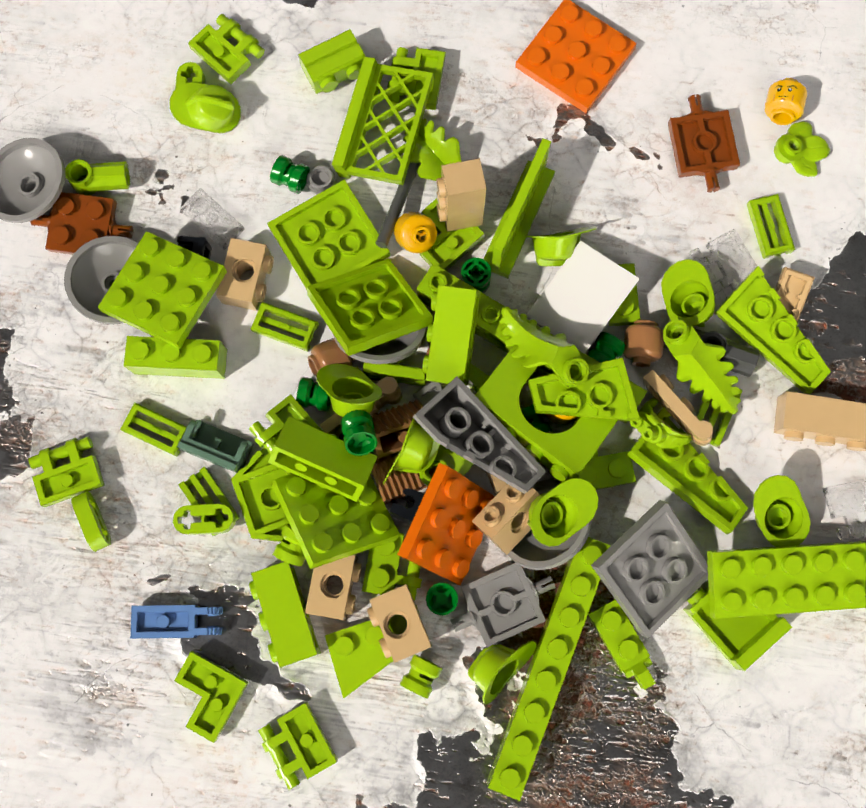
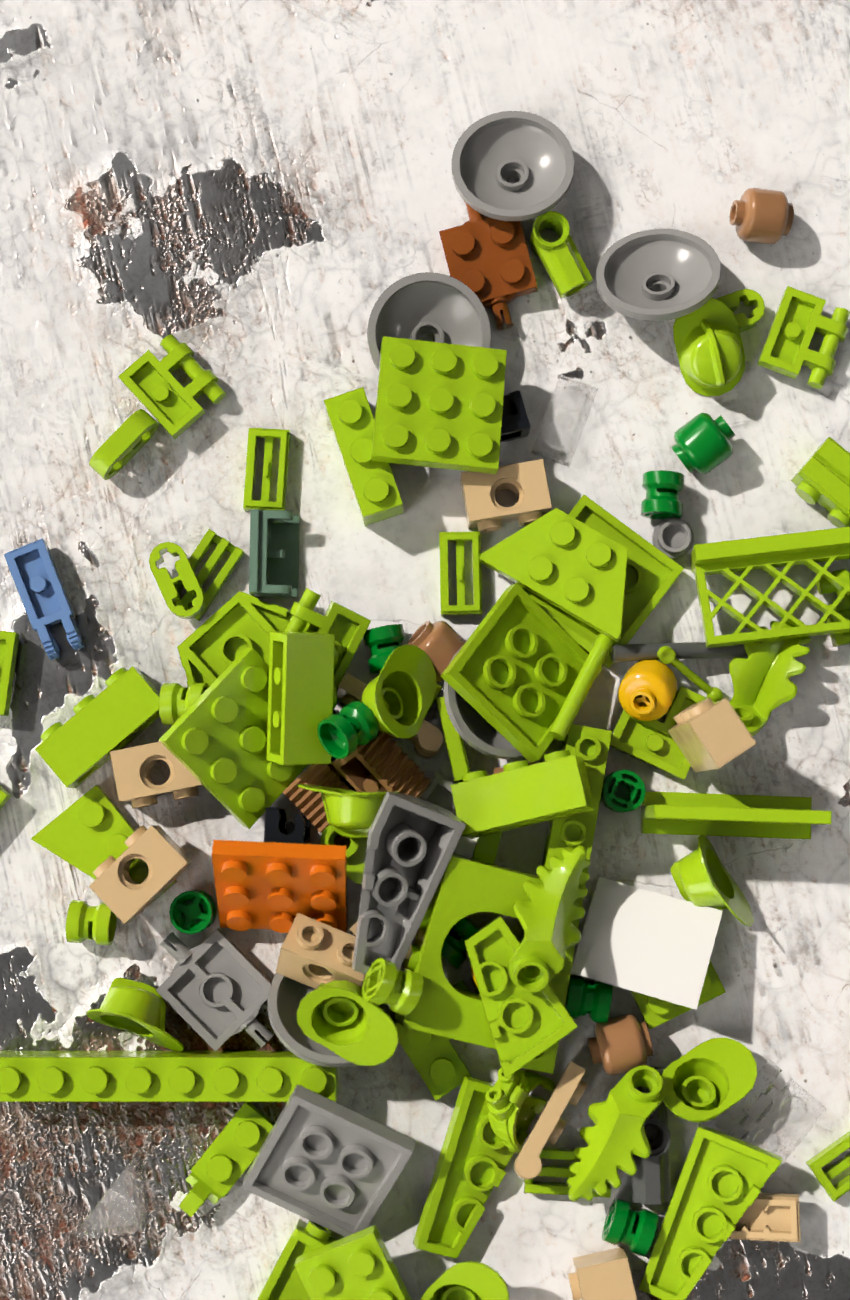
camera: 65 degrees right, 5 degrees up
(134, 40) = (762, 216): none -> medium nougat head
(142, 117) = (658, 274): none -> light grey dish
(267, 135) = (703, 443): none -> green head
(311, 251) = (568, 568): none -> lime wing
(382, 570) = (199, 824): lime plate -> none
(393, 269) = (581, 687): none -> lime bar
(397, 209) = (668, 656): none -> lime hinge
(545, 472) = (391, 986): none -> lime wheel
(630, 732) = (122, 1207): none -> clear slope
(766, 384) = (630, 1227): none -> green wheel

